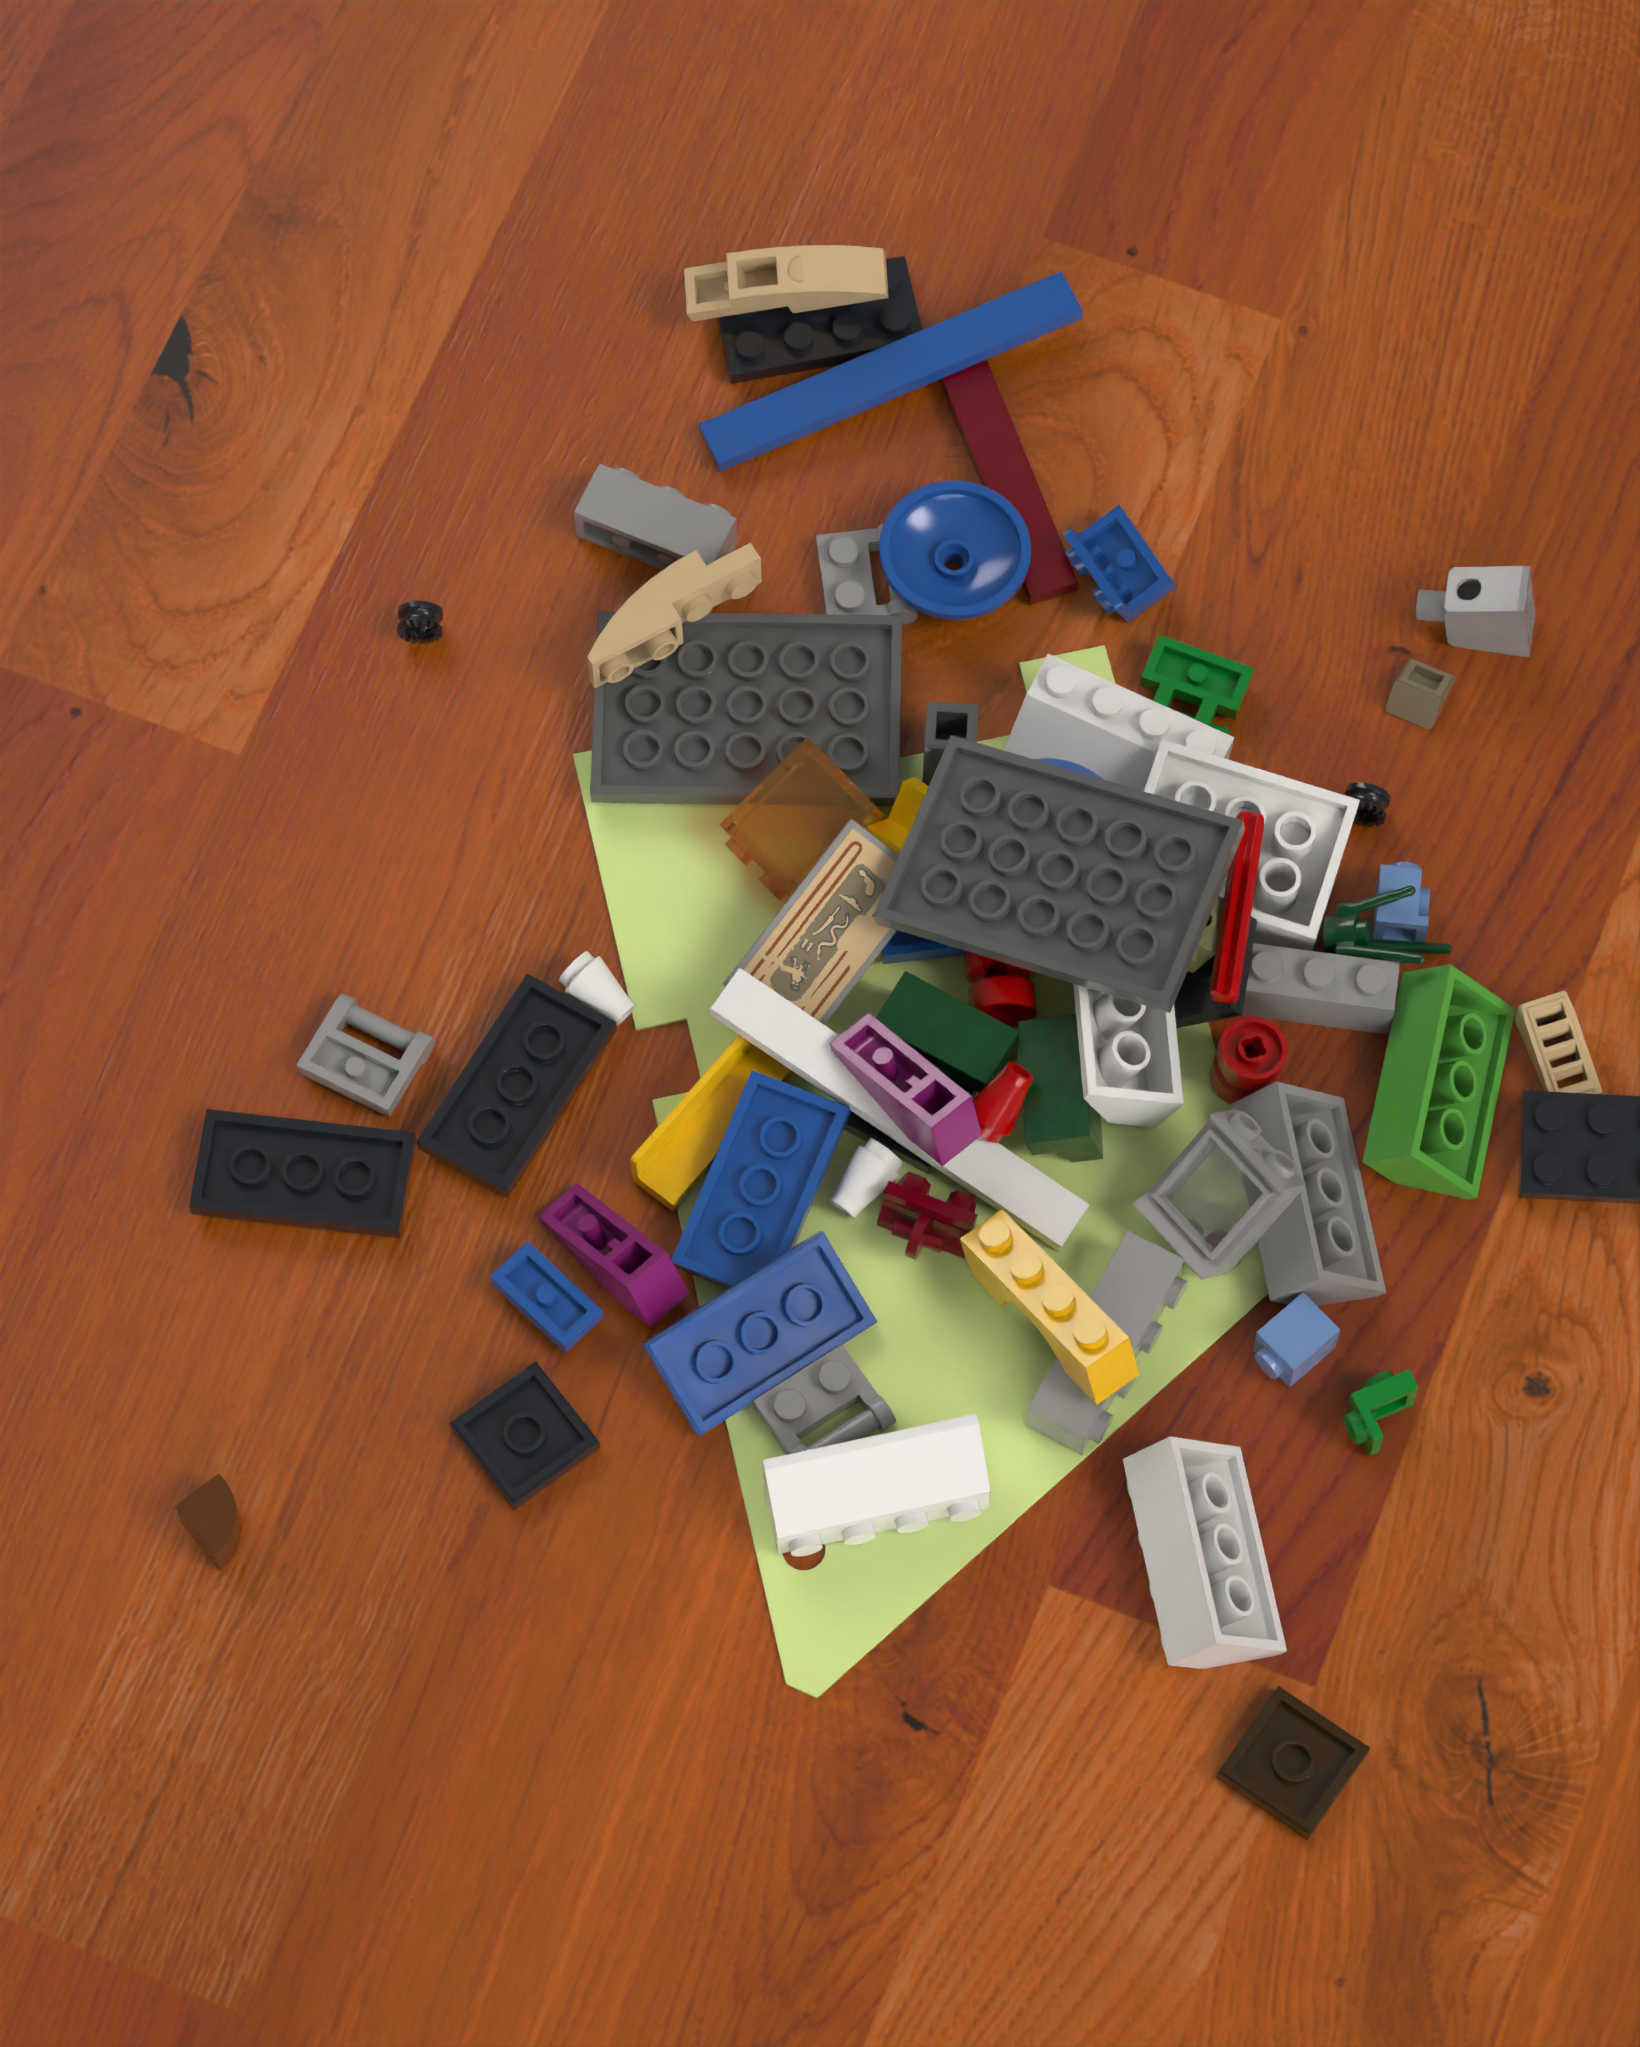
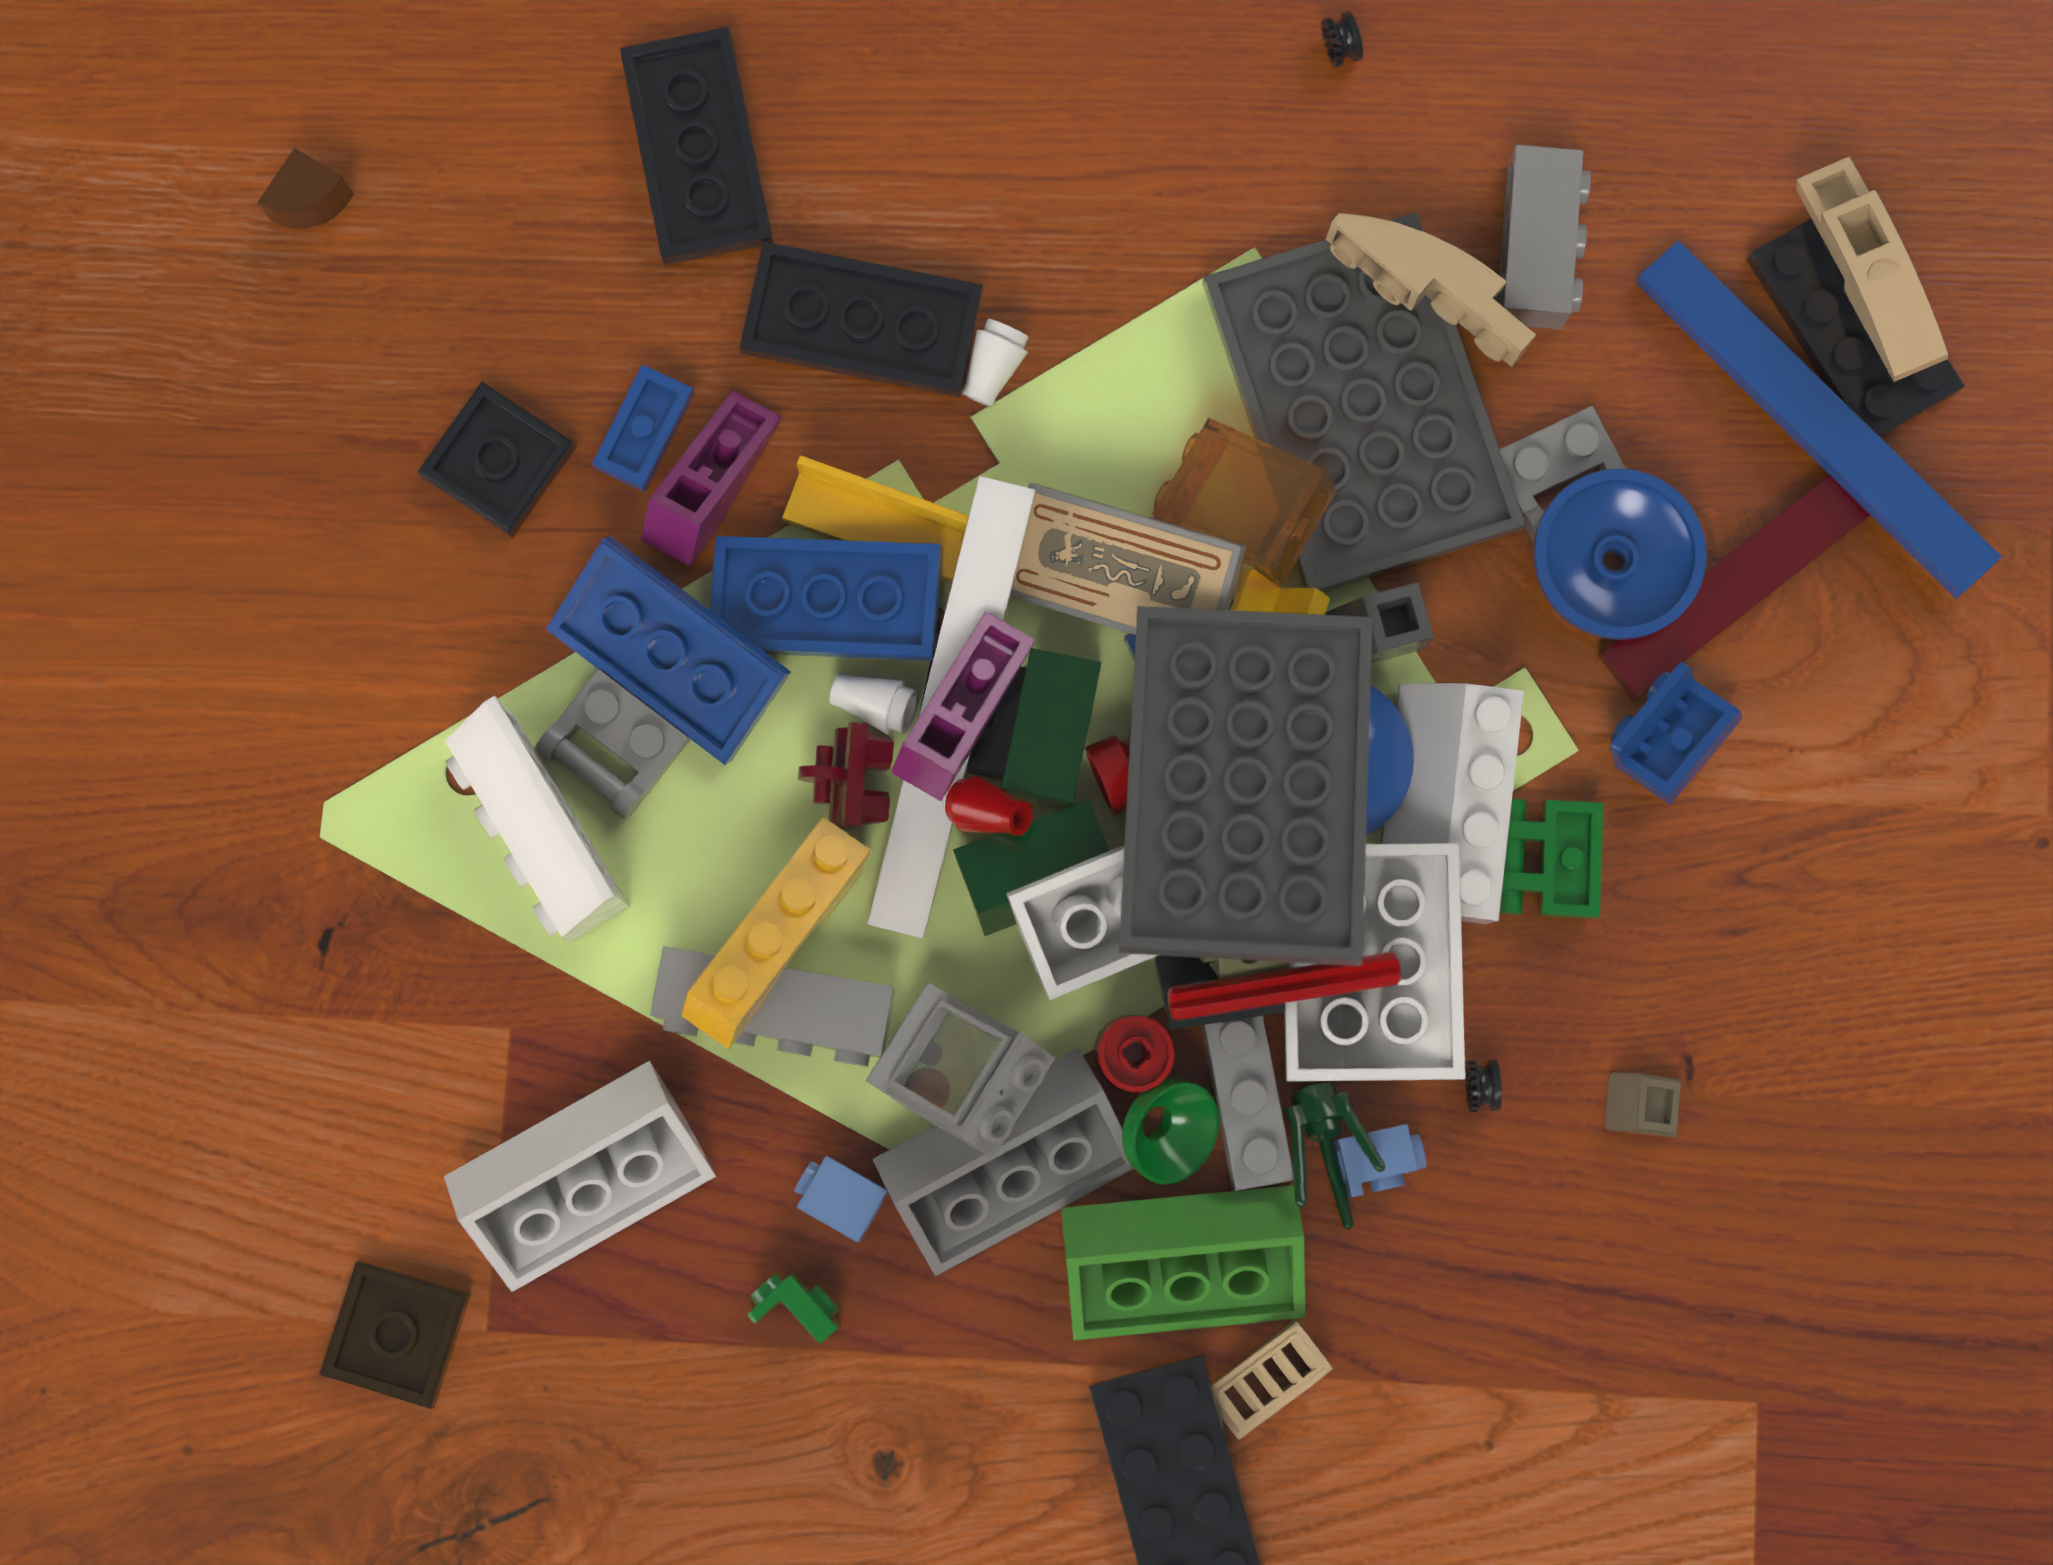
camera: 70 degrees right, 15 degrees up
(359, 1068) = (826, 158): light grey plate -> none
(1323, 1054) = (1183, 1137): none -> green piece
(1484, 608) = (1764, 1165): light grey torso -> none

